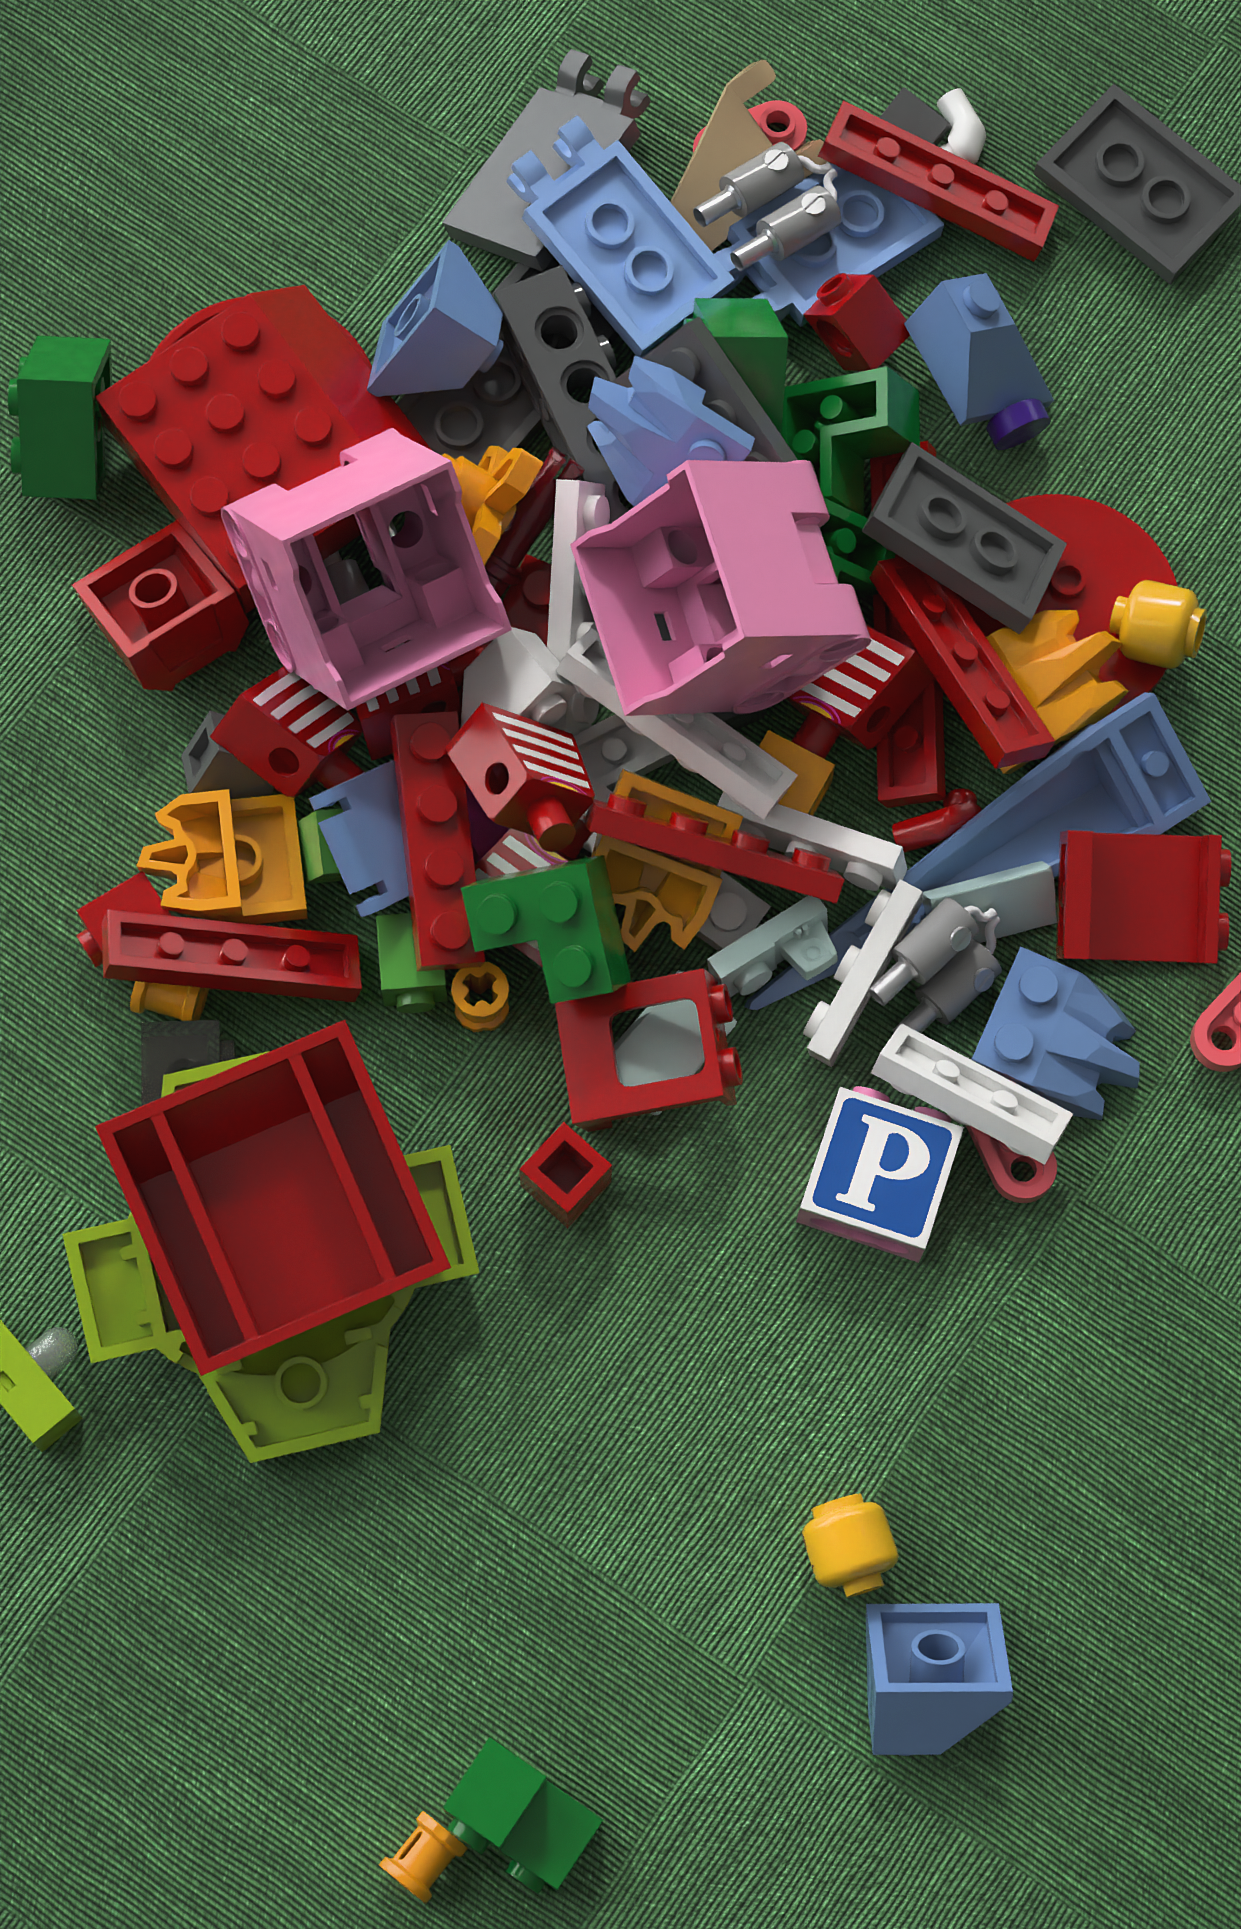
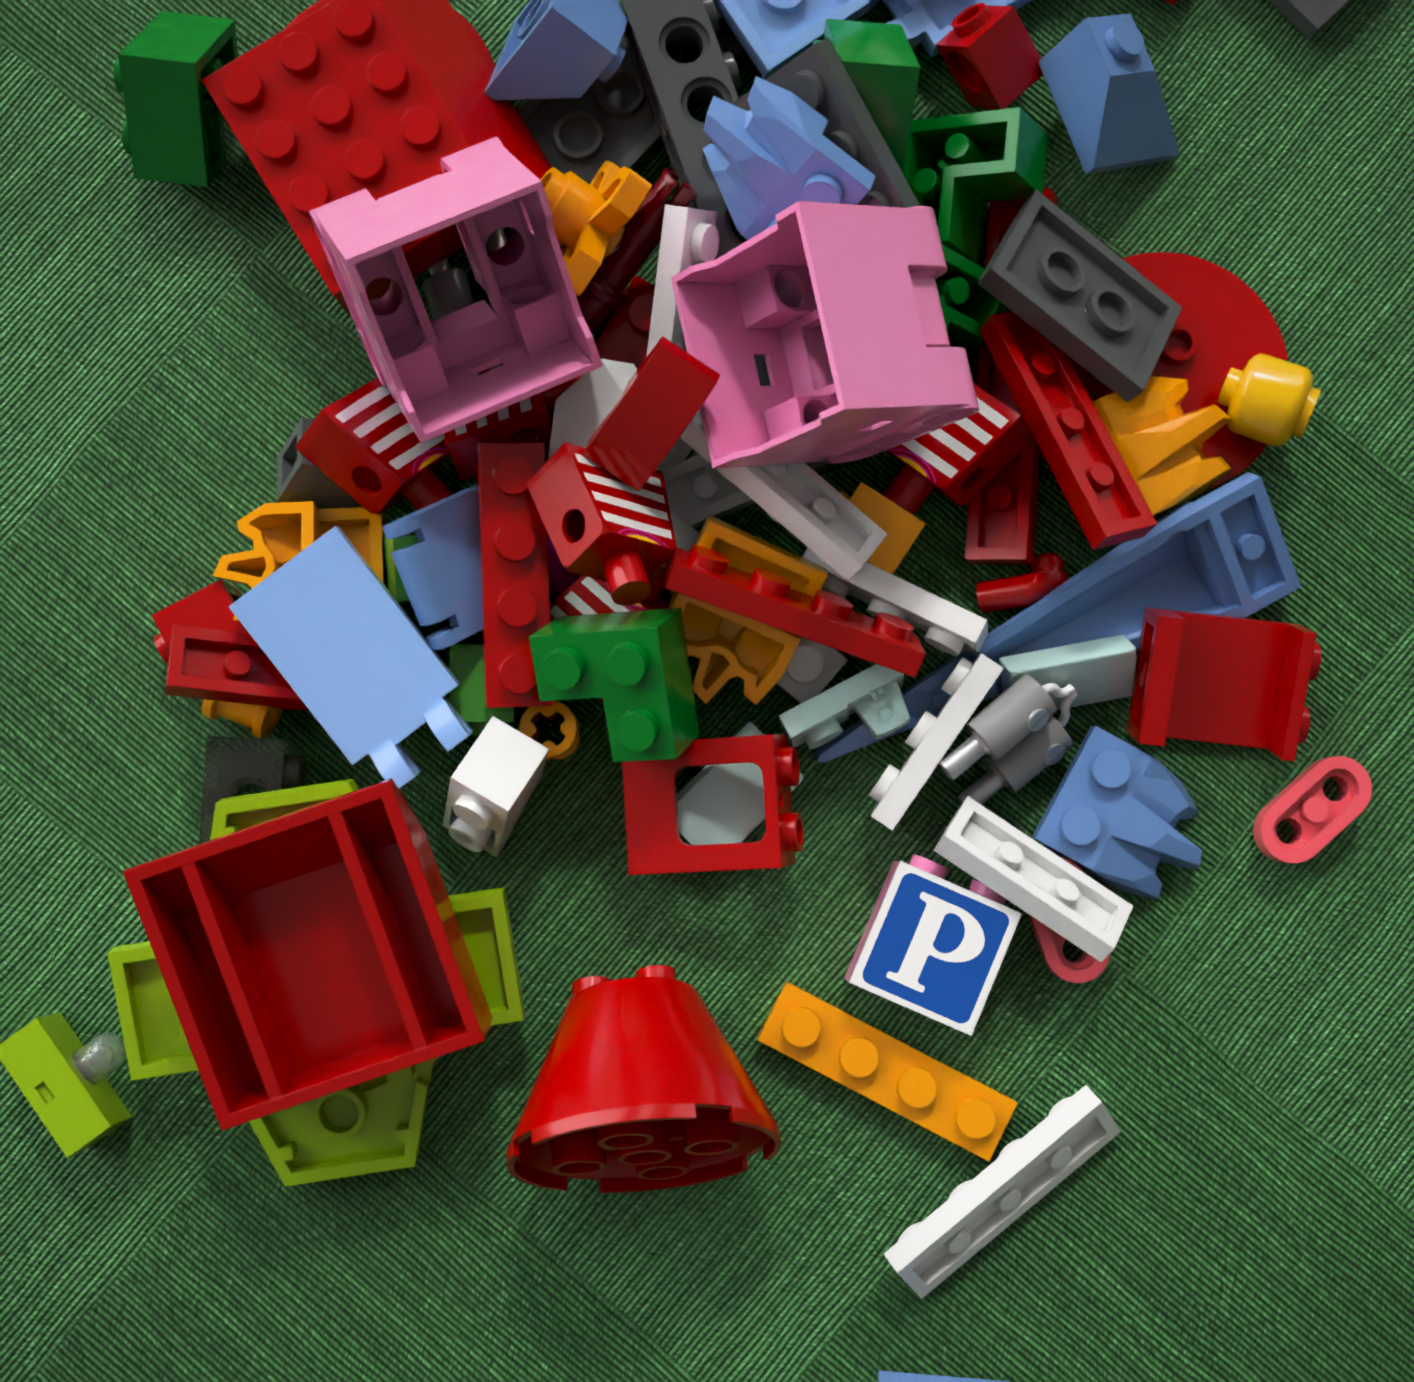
camera: 10 degrees right, 10 degrees up
(164, 608) = (265, 307): red slope -> none
(284, 924) = (352, 655): none -> light blue tile
(429, 1052) = (492, 787): none -> white slope
(562, 670) = (651, 414): none -> red slope
(565, 1175) = (617, 925): red brick -> none
(606, 1335) = (639, 1093): none -> red cone
(846, 1305) = (887, 1070): none -> light orange plate
(850, 1544) = (868, 1321): yellow head -> none
(973, 1410) = (1002, 1191): none -> white plate
(1017, 423) = (1142, 175): dark purple tile -> none

